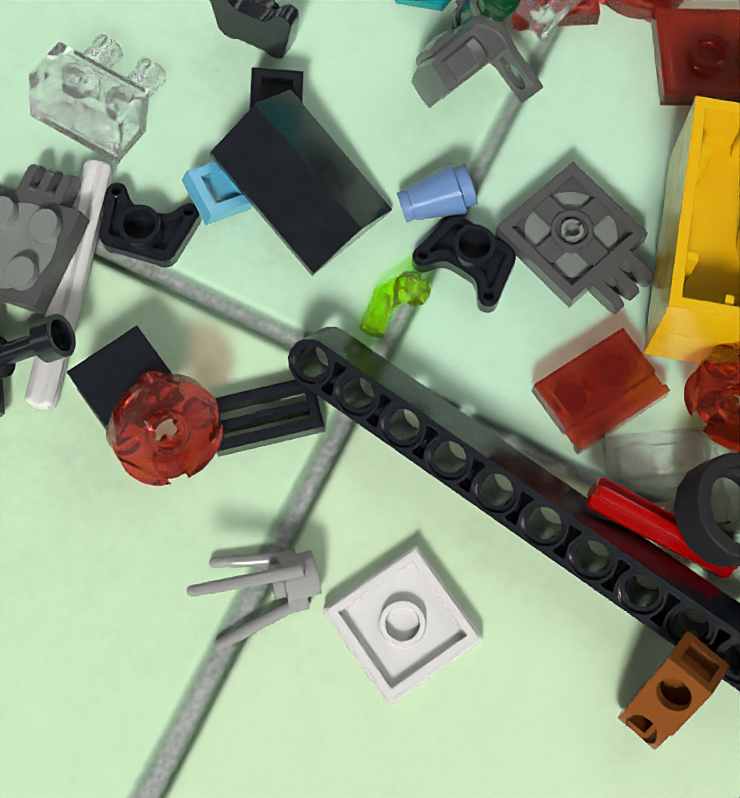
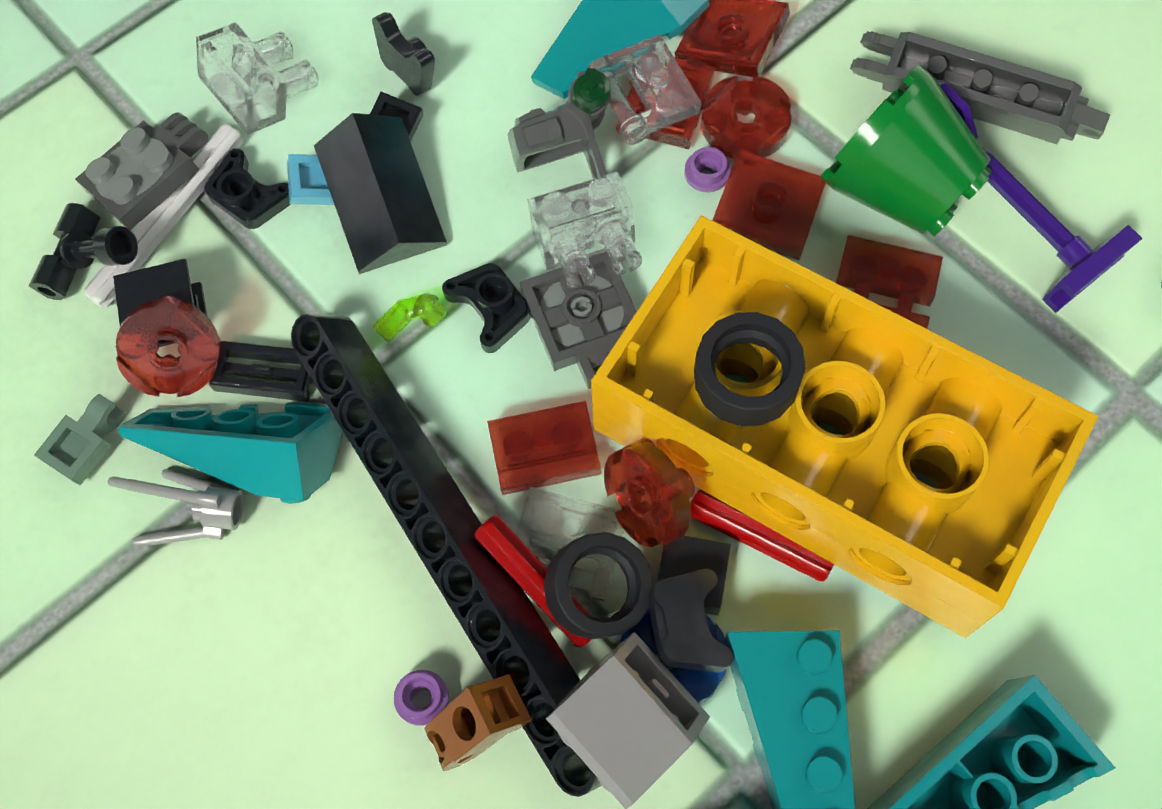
camera: 25 degrees right, 5 degrees down
(107, 569) = (77, 445): none -> sand green plate
(313, 500) = (262, 453): none -> teal wedge
(402, 626) = (287, 583): white tile -> none
(439, 194) = (488, 241): medium blue cone -> none
(533, 139) = (584, 223): none -> clear brick
(608, 675) = (409, 686): none -> medium lavender plate
(631, 29) = (707, 159): none -> medium lavender plate

